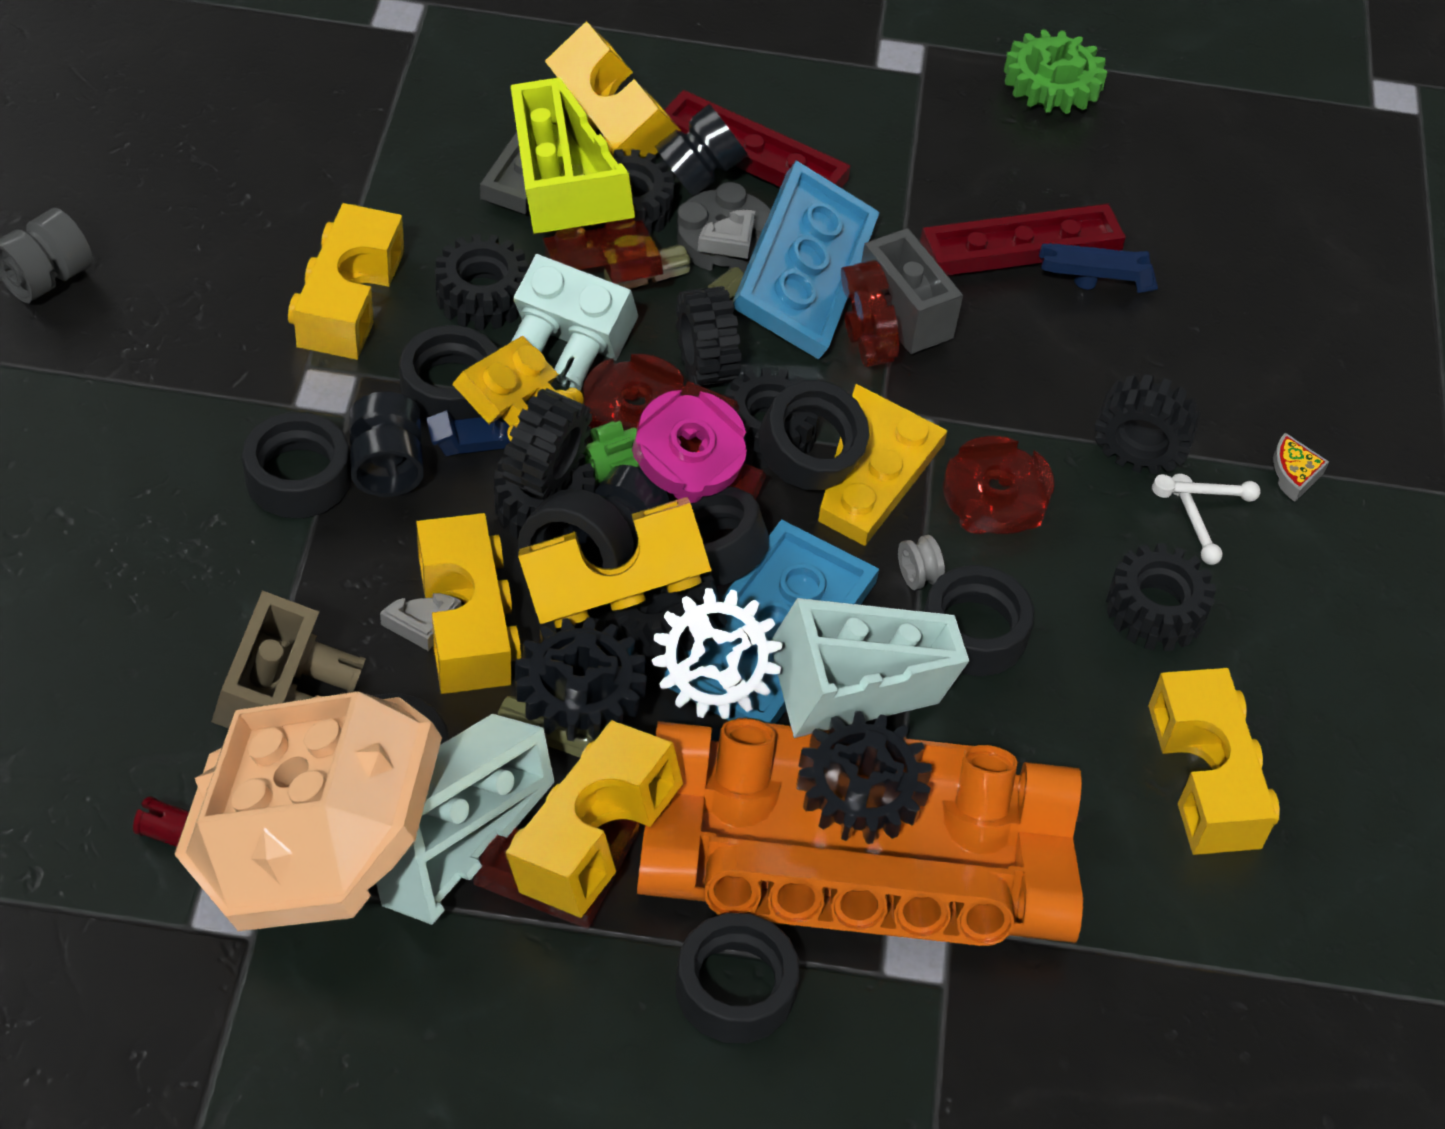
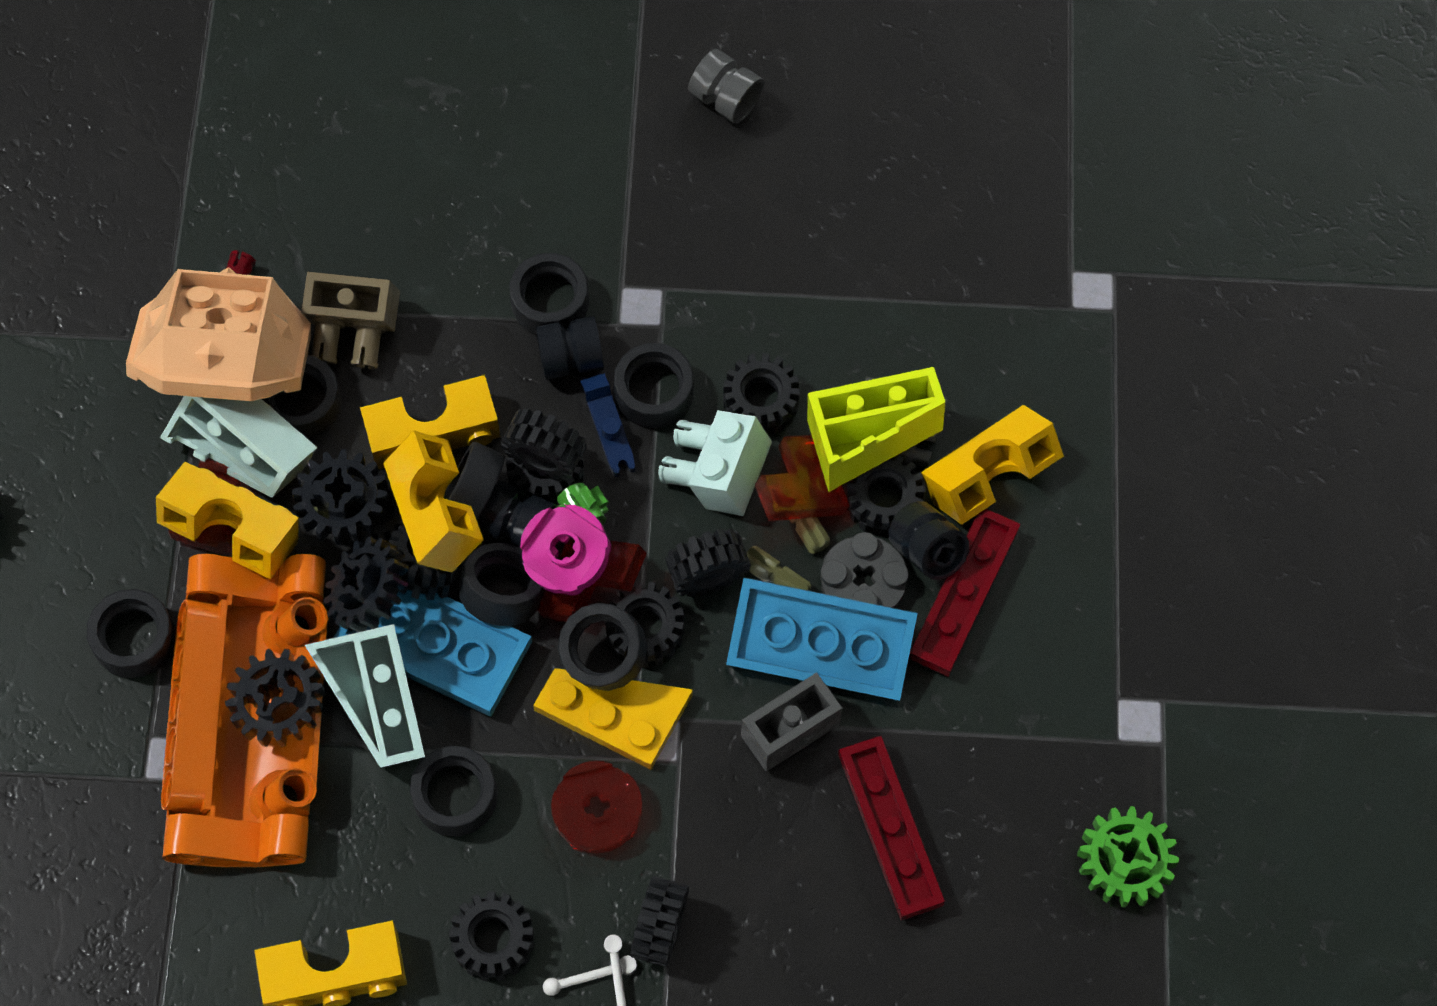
camera: 90 degrees right, 15 degrees up
(334, 306) = (711, 286): yellow arch -> none
(414, 617) = (424, 399): light grey tile -> none
(508, 379) = (633, 419): yellow plate -> none
(612, 383) = (639, 502): clear red plate -> none
(729, 235) = (835, 573): light grey tile -> none
(871, 321) = (750, 686): clear red plate -> none
(920, 561) = (505, 746): light grey bush -> none
(1092, 263) = (868, 897): dark blue piece -> none

